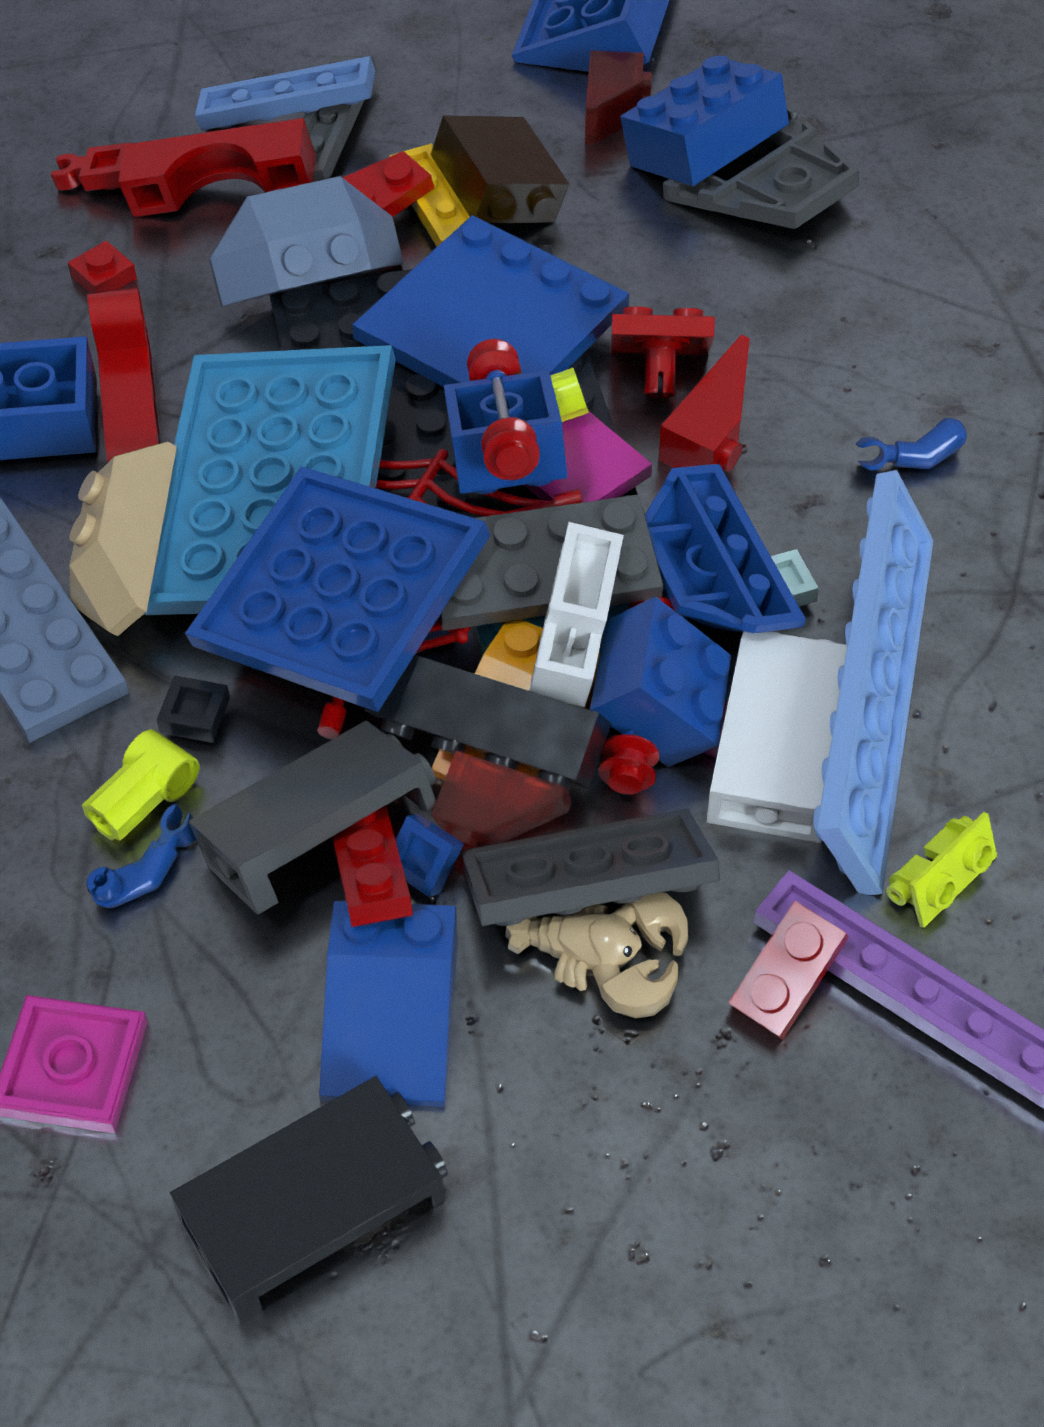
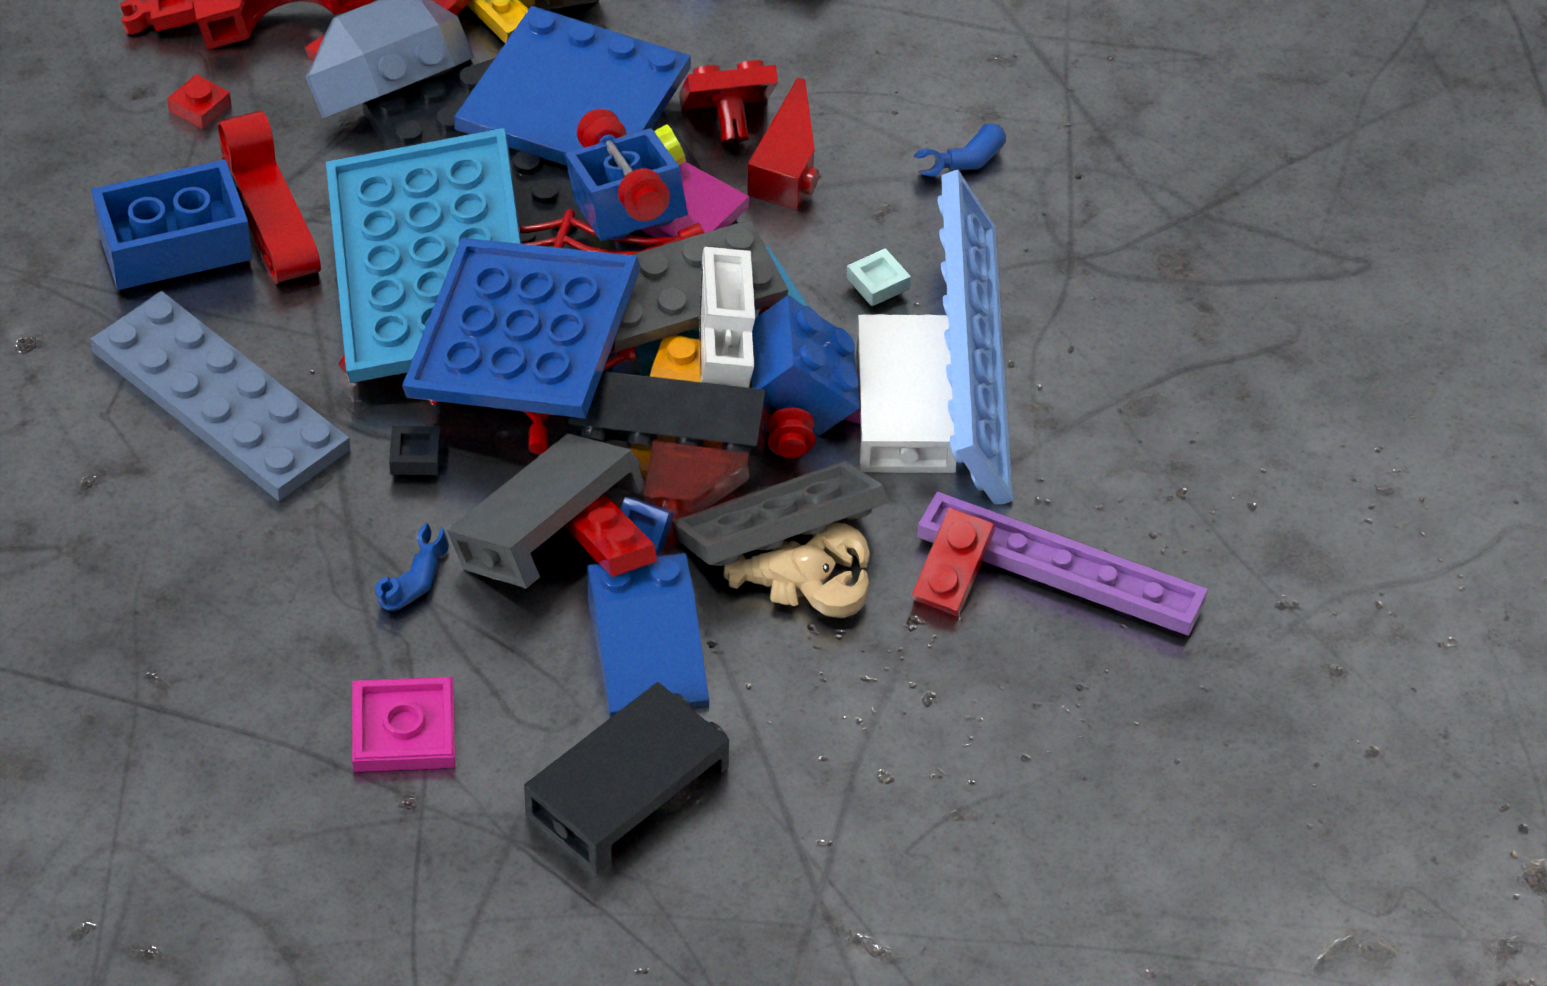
camera: 15 degrees left, 5 degrees down
(120, 536) = (312, 325): tan wedge -> none
(150, 773) = (394, 507): neon yellow piece -> none
(714, 556) = (823, 261): blue wedge -> none
(959, 856) = (1059, 472): neon yellow hinge -> none

